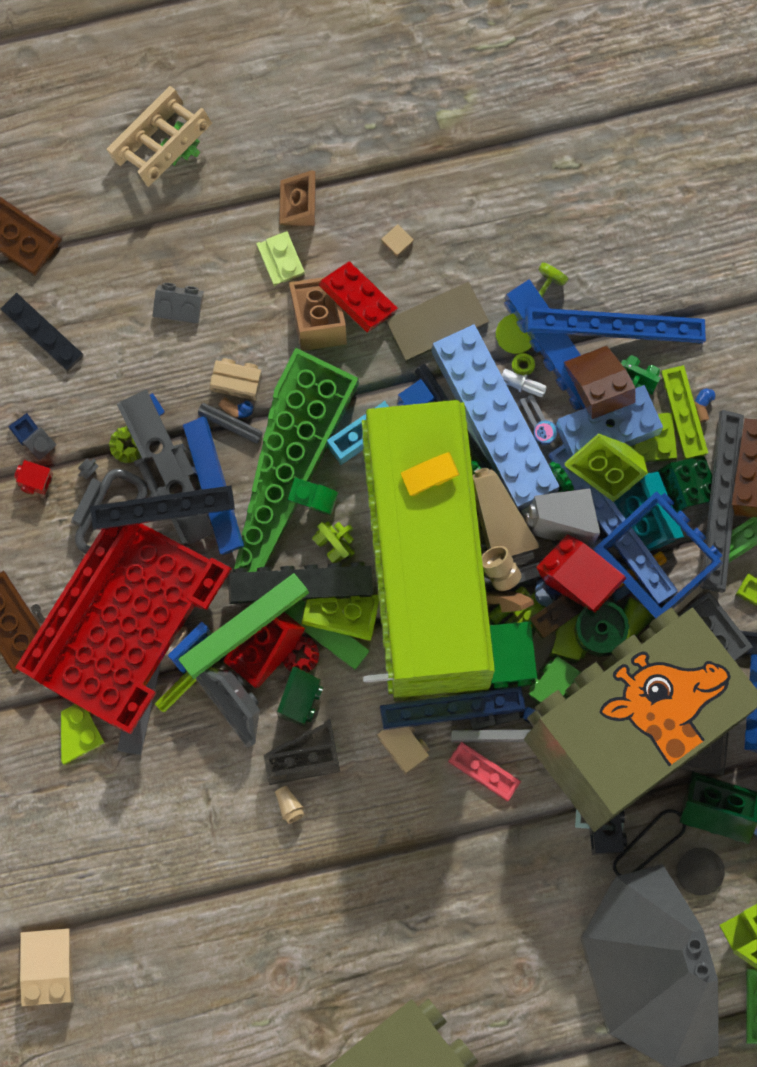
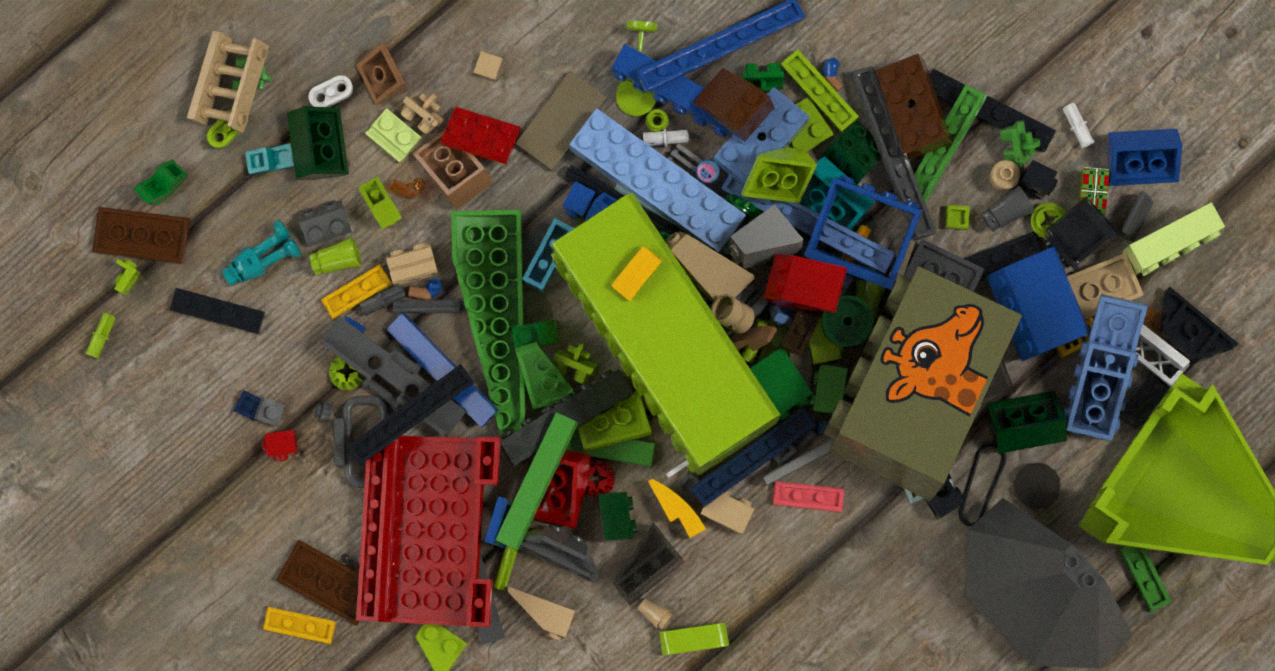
camera: 20 degrees left, 5 degrees up
(53, 196) = (162, 183): none -> green brick
(92, 306) = (248, 264): none -> teal piece
(130, 174) = (221, 127): none -> lime plate
(161, 224) = (269, 159): none -> teal slope
(172, 338) = (336, 257): none -> lime plant
(174, 378) = (356, 291): none -> yellow tile
(190, 754) = (548, 615): none -> tan slope
(193, 397) = (382, 299): none -> dark grey axle
(209, 230) = (317, 143): none -> dark green slope
(236, 310) = (380, 202): none -> lime slope
(245, 192) = (330, 91): none -> white plate
(269, 313) = (409, 190): none -> clear orange arm
(298, 536) = (542, 377): none -> bright green wing
(311, 846) = (694, 639): none -> lime beam
(313, 242) = (415, 106): none -> tan hips
(359, 720) = (677, 508): none -> yellow slope
(374, 704) = (684, 486): none -> dark grey tile

